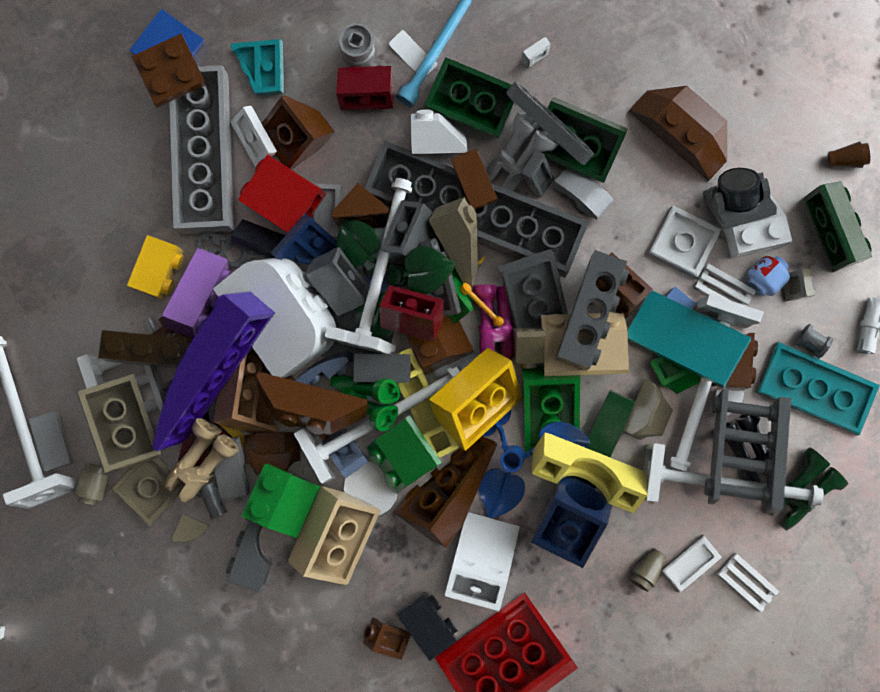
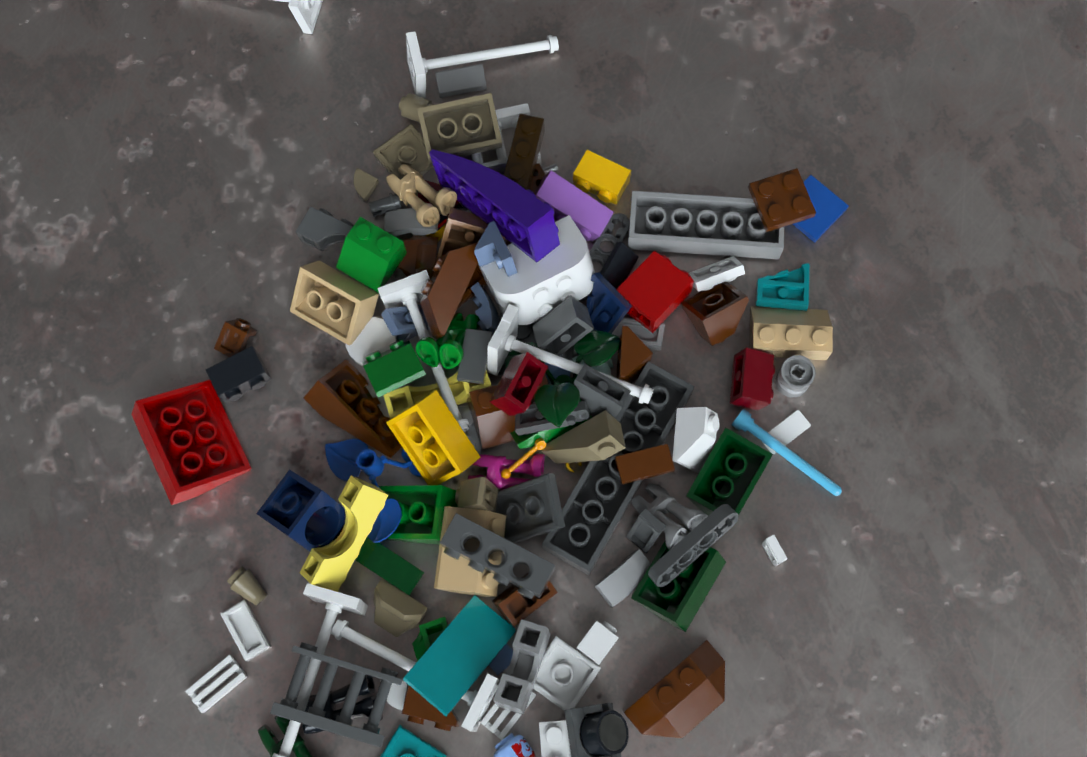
camera: 100 degrees right, 10 degrees down
(262, 360) = (493, 248): none -> sand blue slope
(308, 55) = (791, 332): none -> tan slope
(482, 561) = (284, 429): white slope -> none
(650, 210) = (598, 642): none -> white brick
(689, 276) = (520, 677): none -> light grey arch

